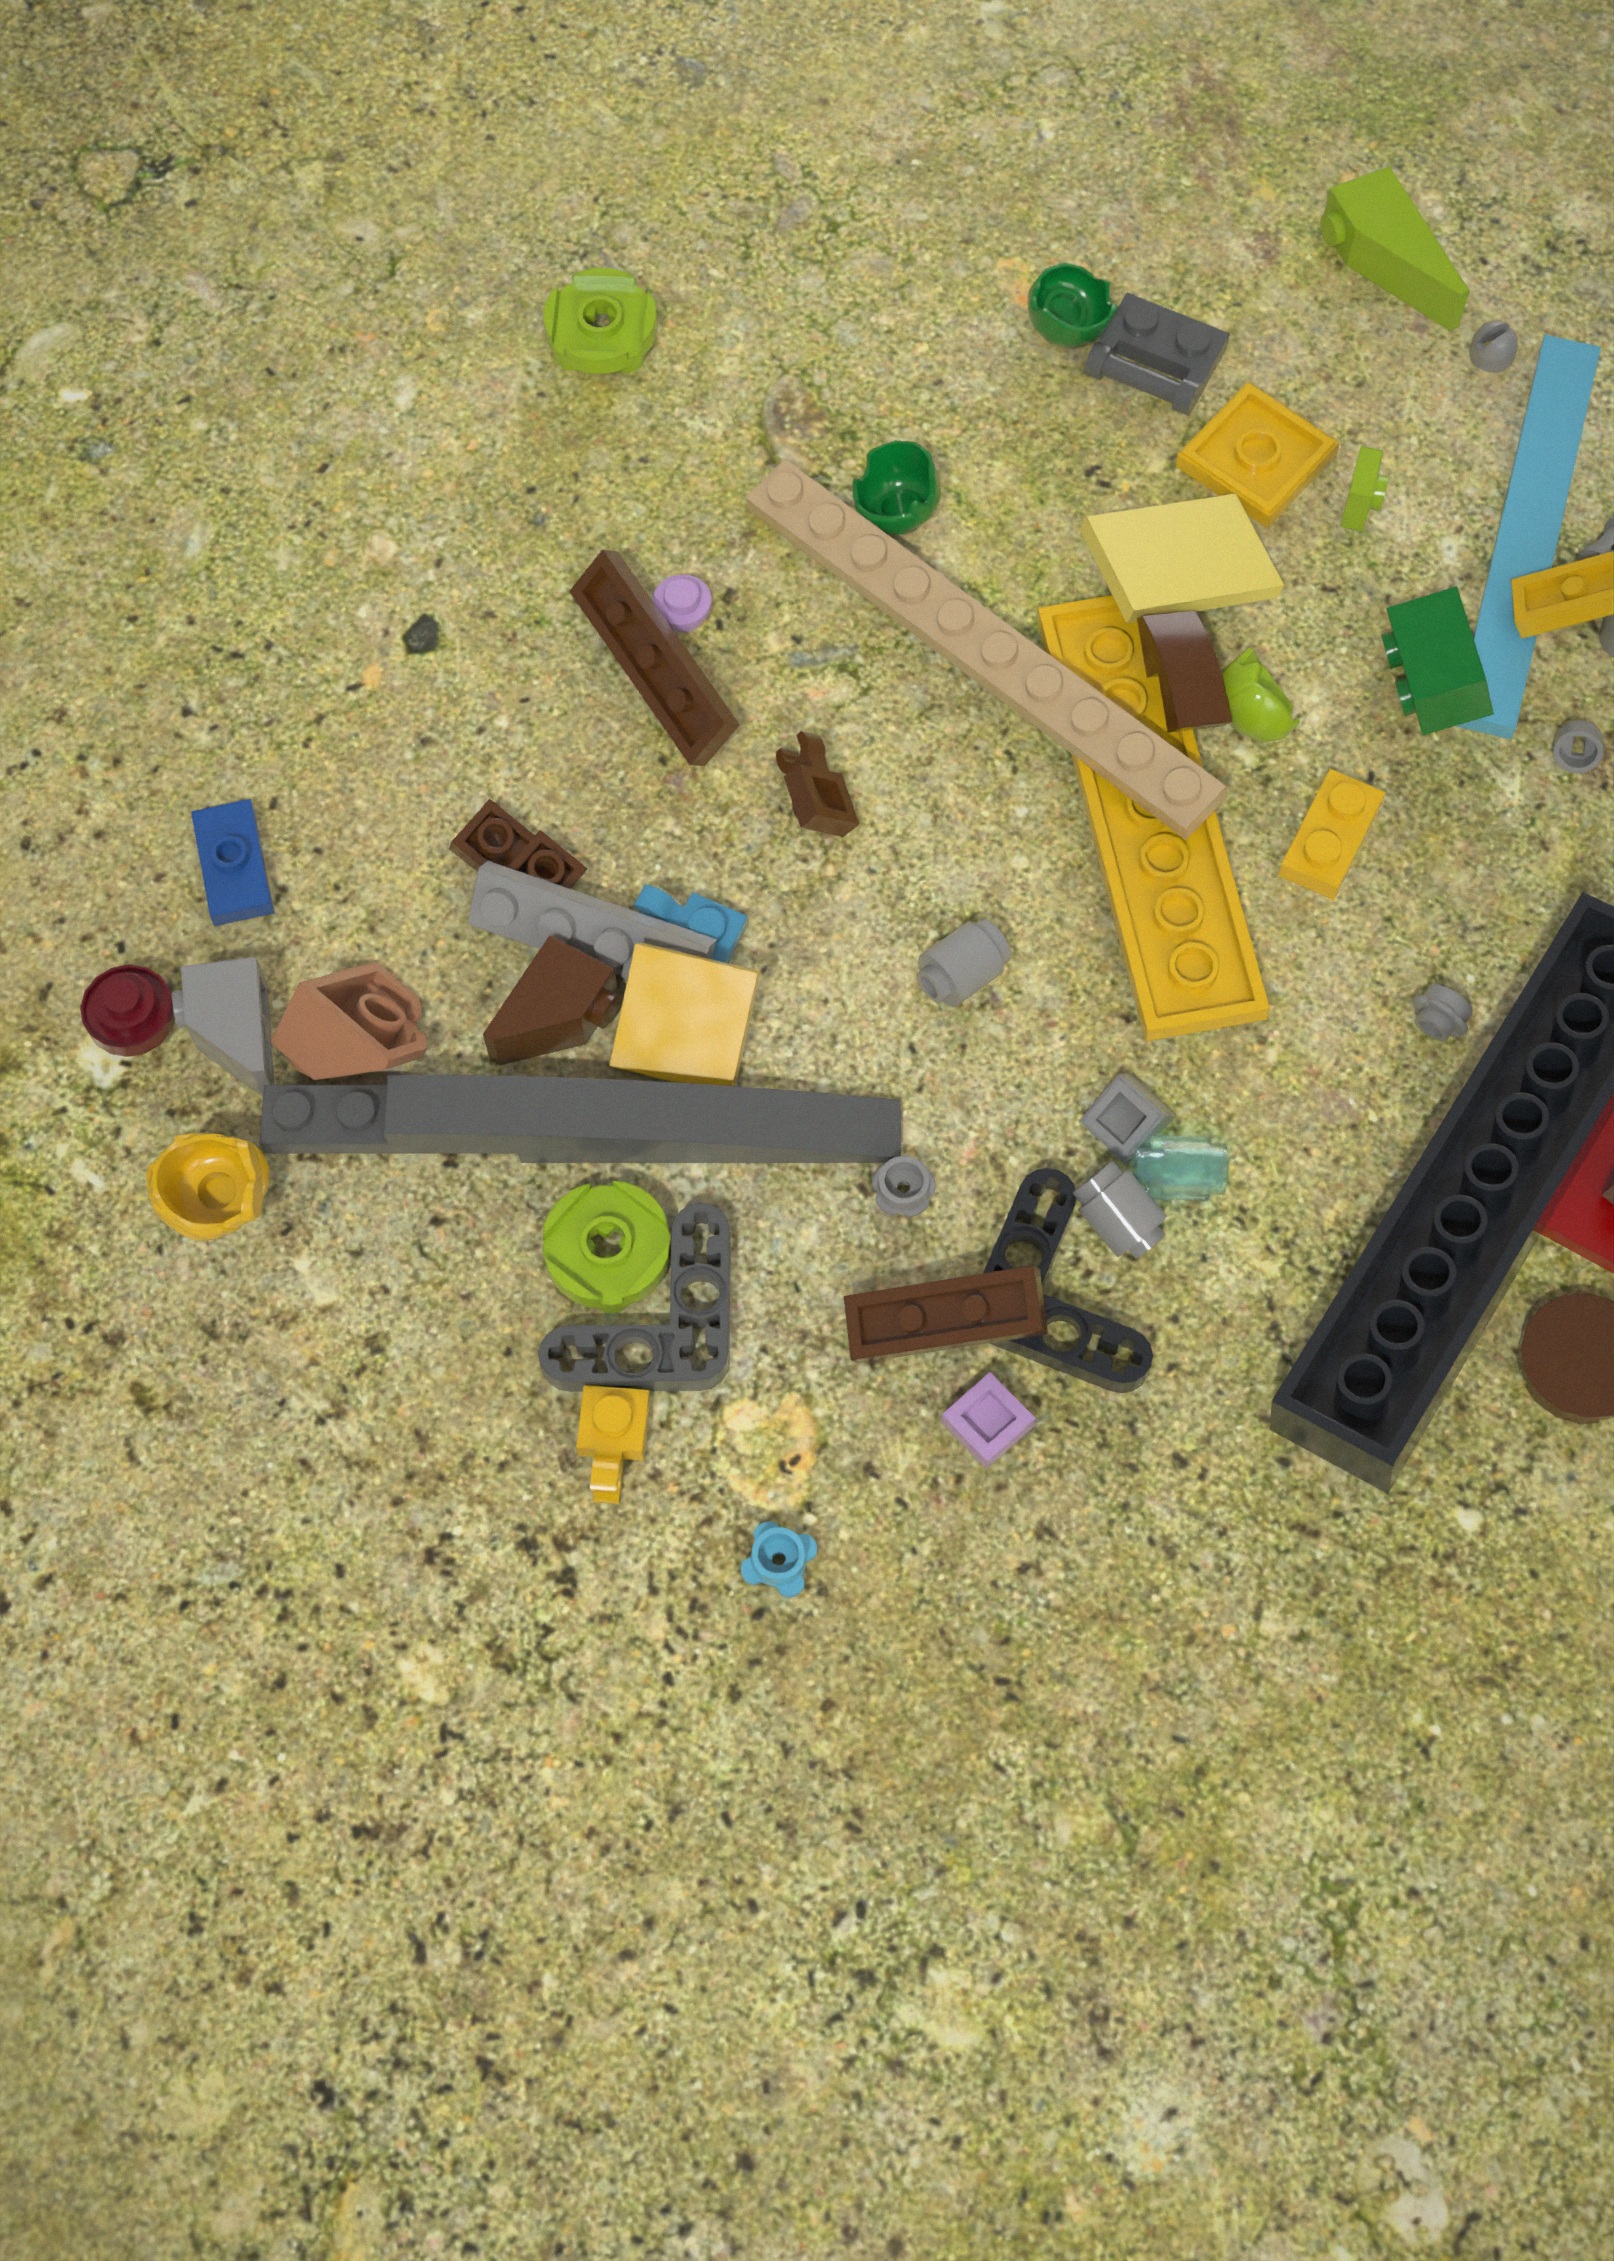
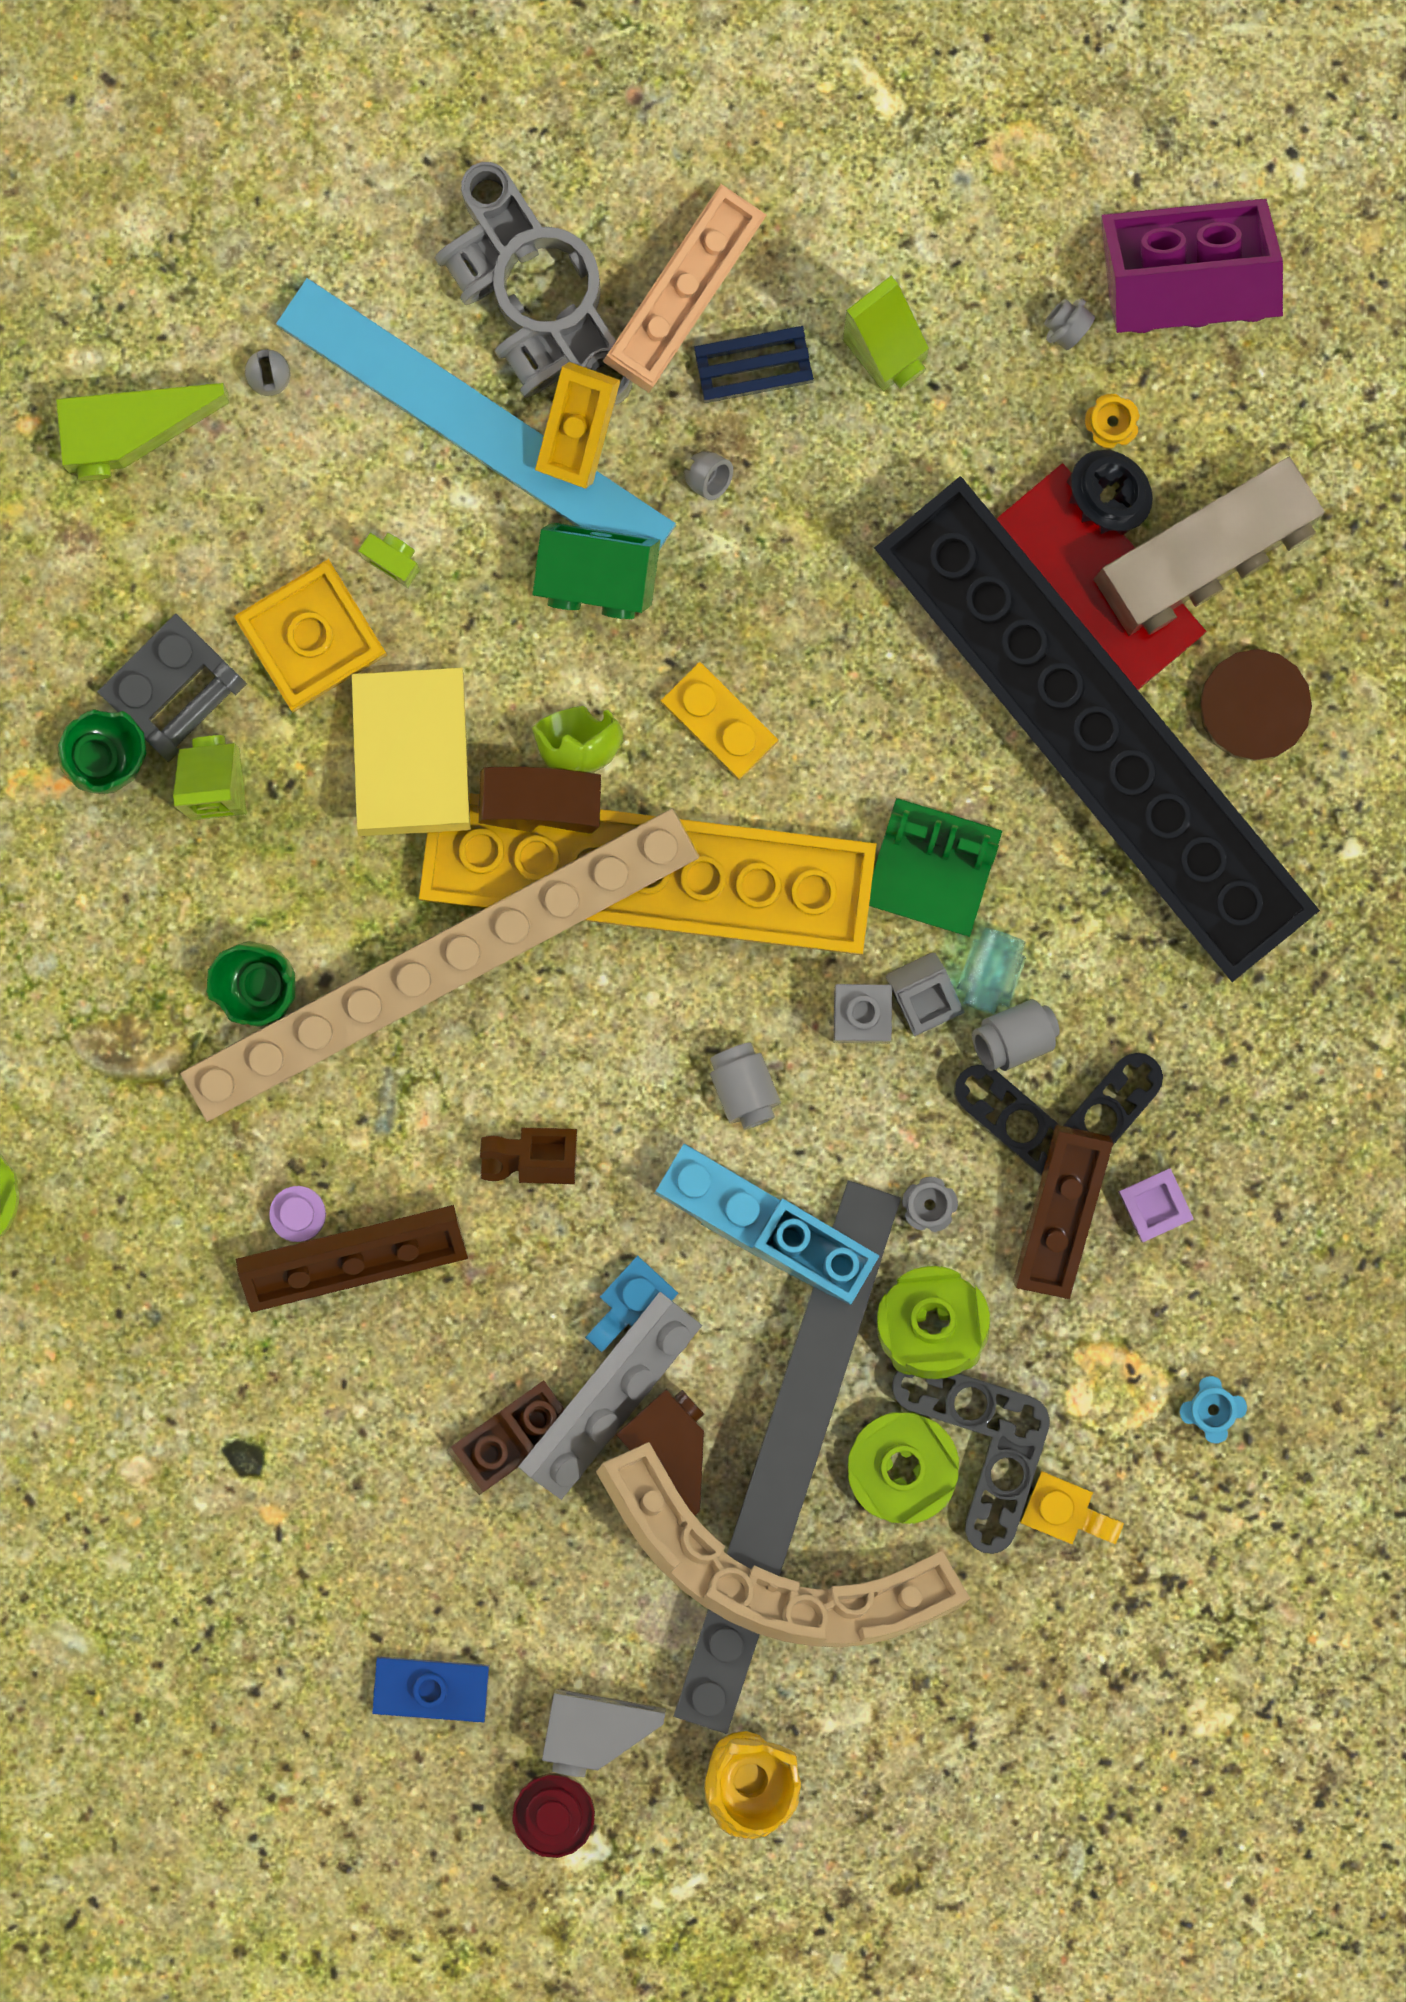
camera: 70 degrees left, 20 degrees up
(351, 1024) = (639, 1623): nougat slope -> none
(411, 1131) = (757, 1597): none -> tan plate
(684, 1017) = (725, 1341): yellow tile -> none
(757, 1248) = (926, 1354): none -> lime plate
(823, 1017) = (766, 1225): none -> medium azure slope
(1076, 389) = (209, 779): none -> lime slope
(1083, 1049) = (862, 1013): none -> light grey brick
(1268, 1080) = (933, 867): none -> green hinge
(1442, 1013) = (922, 698): light grey plate -> none

